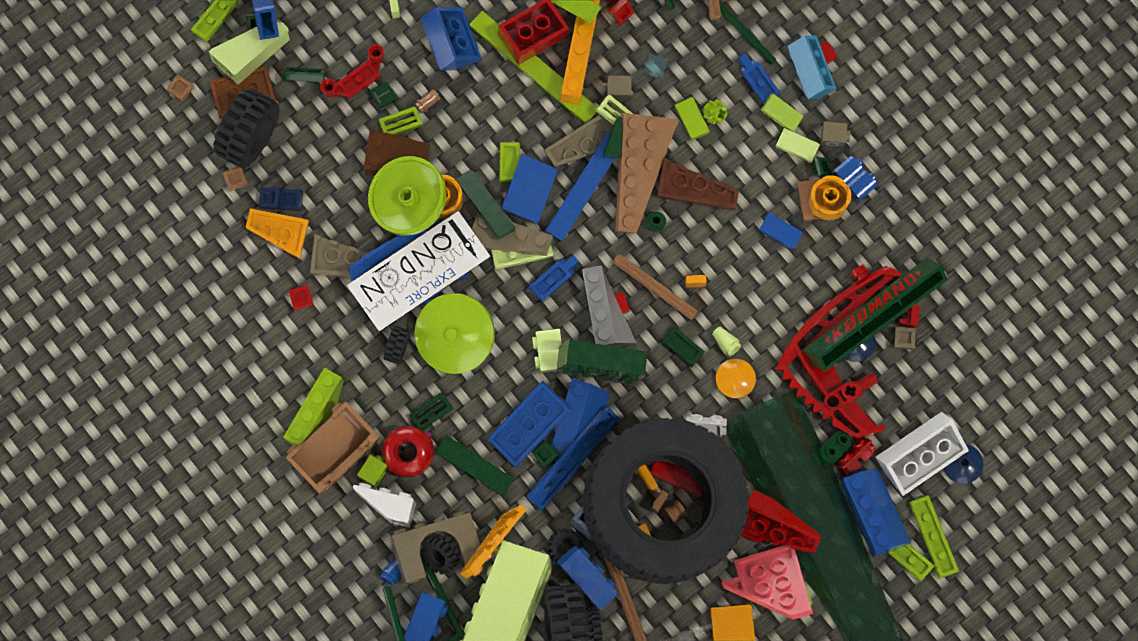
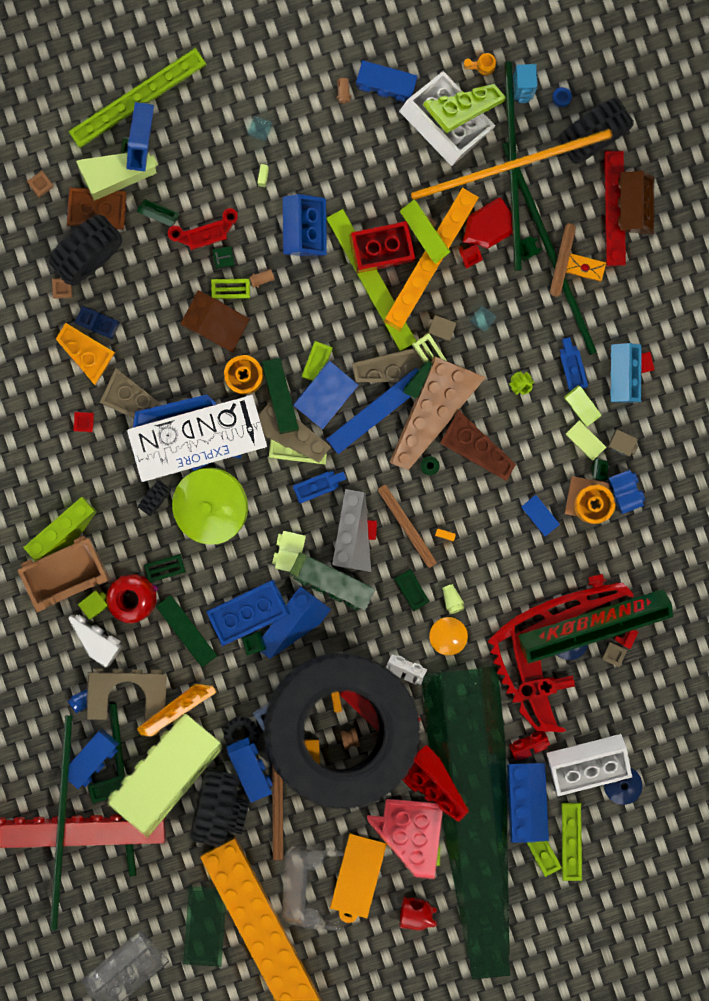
camera: 20 degrees right, 10 degrees up
(407, 195) = (210, 366): lime dish -> none
(435, 560) = (127, 702): black tyre -> none
(573, 457) = (276, 656): blue tile -> none
(659, 501) = (339, 723): medium nougat tile -> none
(691, 118) = (498, 380): lime tile -> none
(835, 446) = (514, 731): dark green plate -> none

